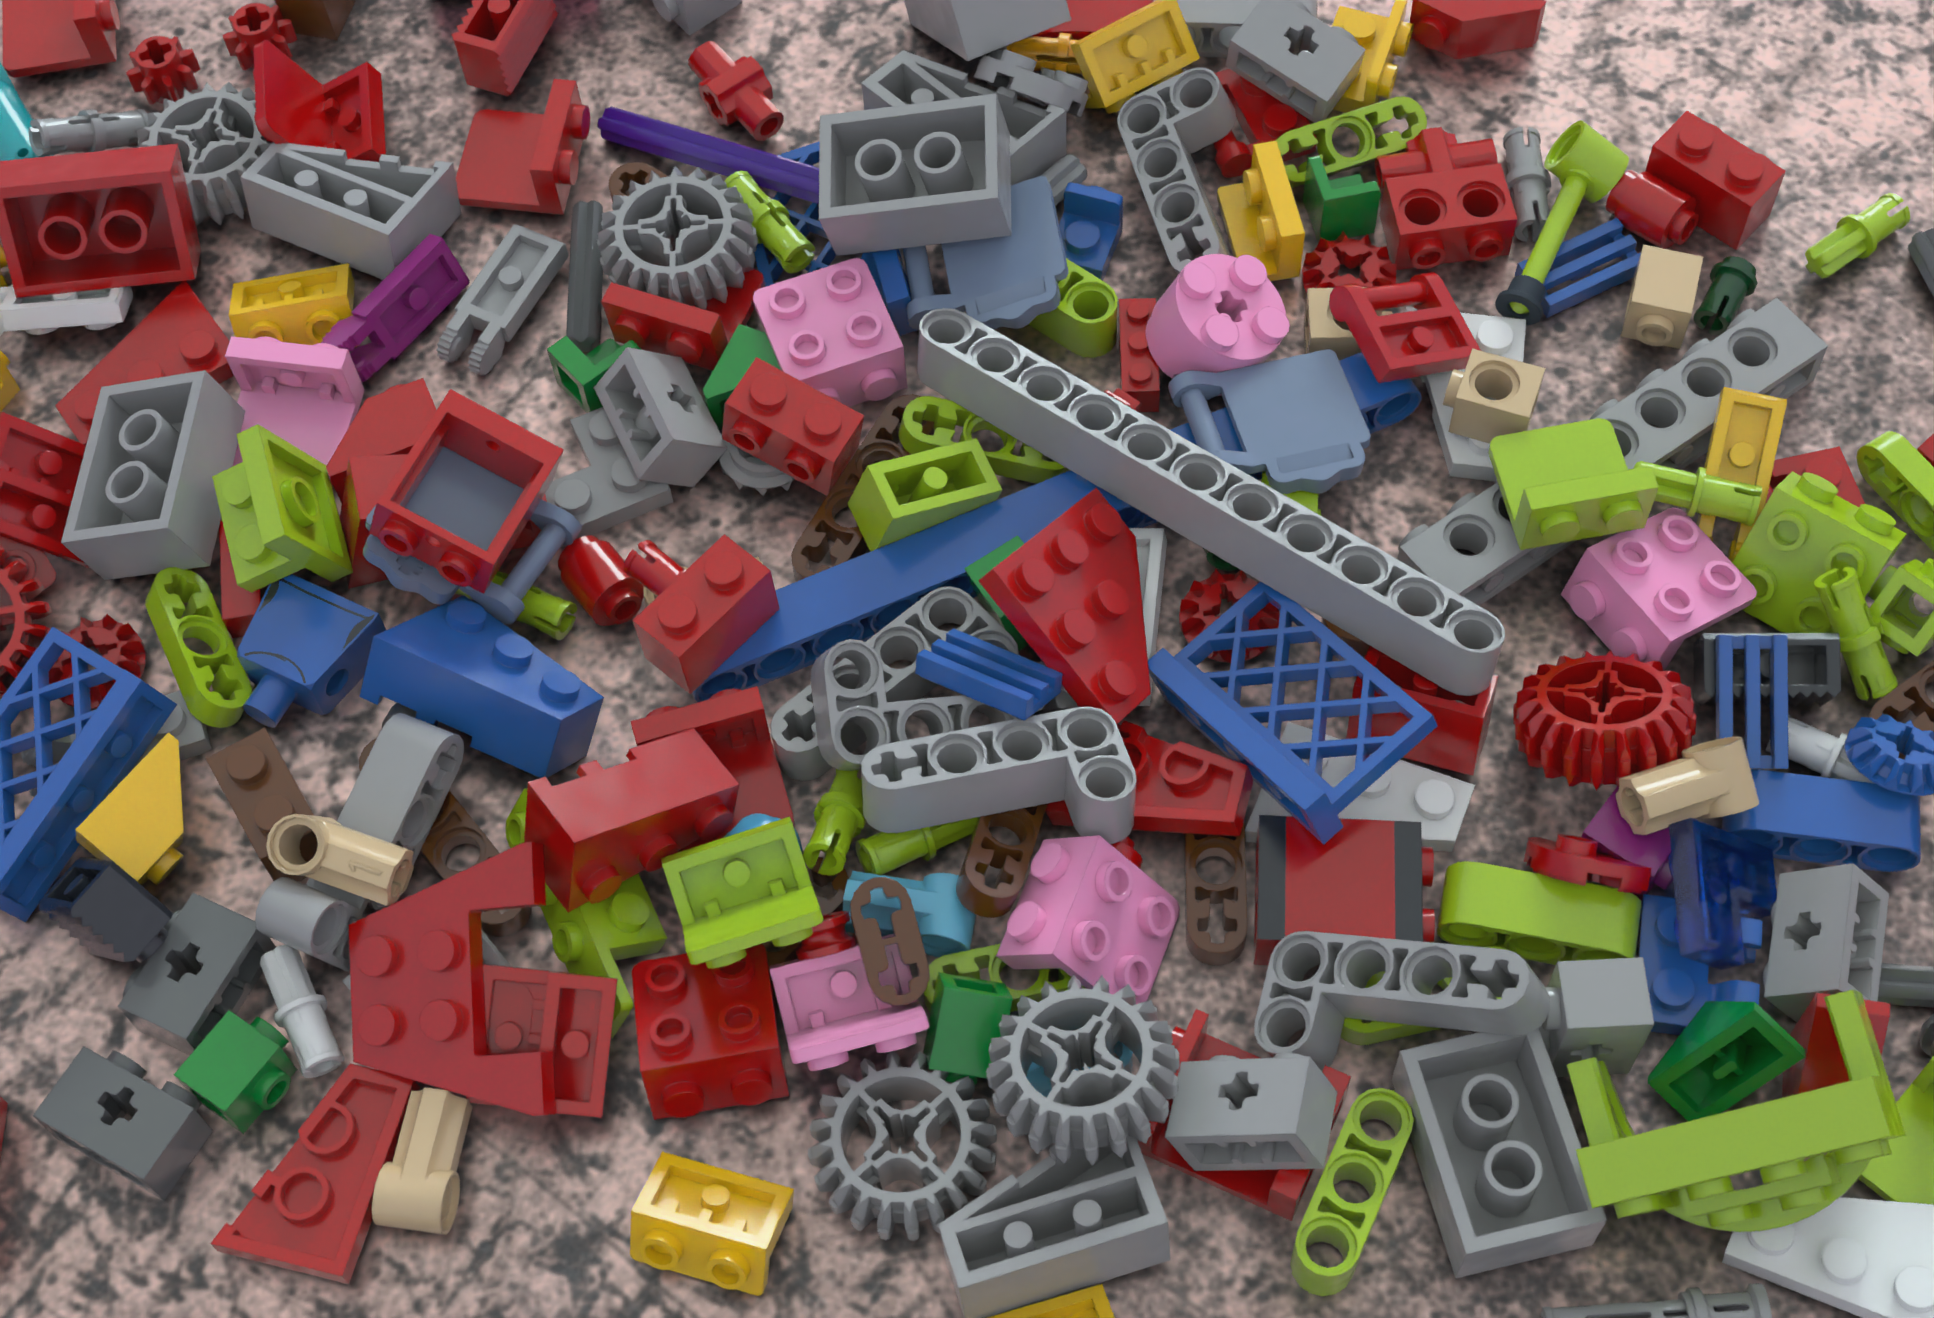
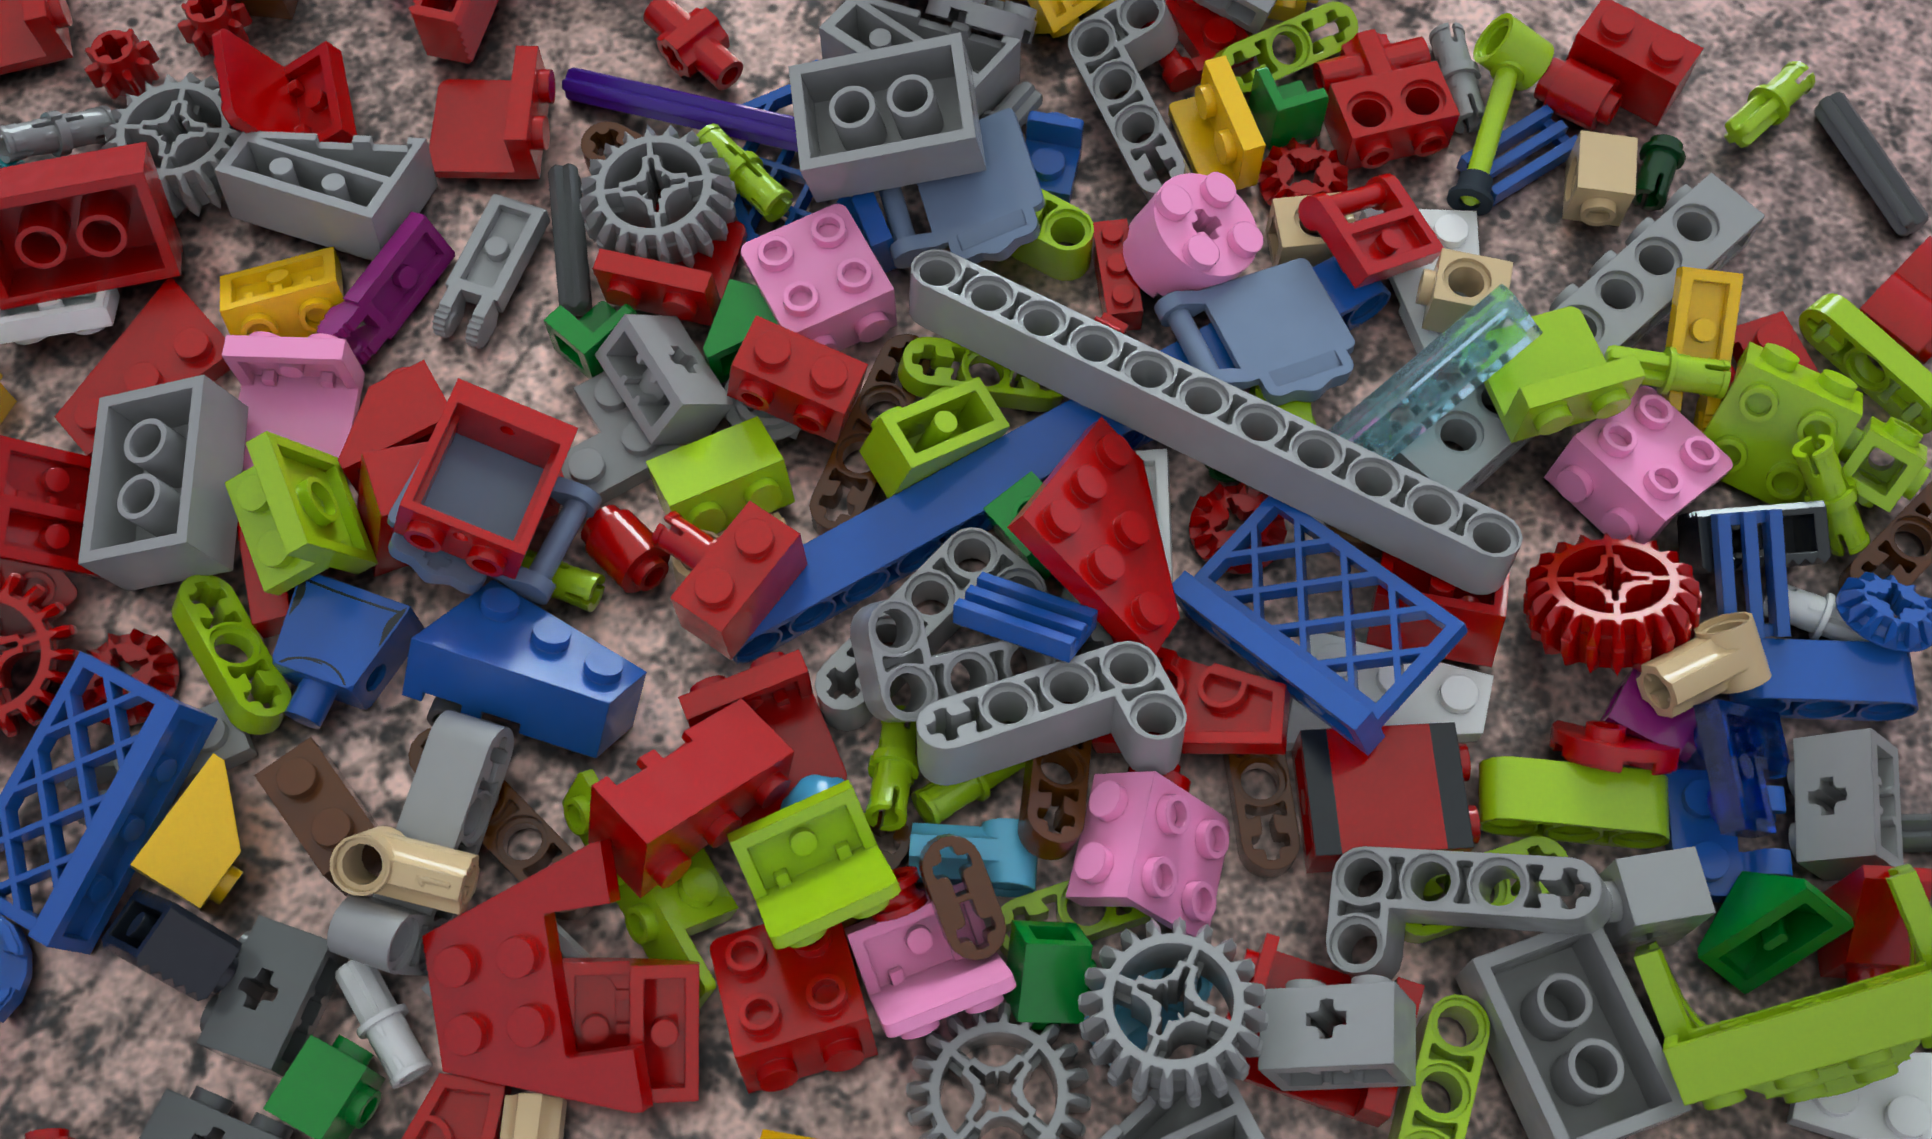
camera: 10 degrees left, 5 degrees up
(698, 510) = (720, 475): none -> lime brick
(1448, 473) = (1440, 375): none -> clear light blue fence

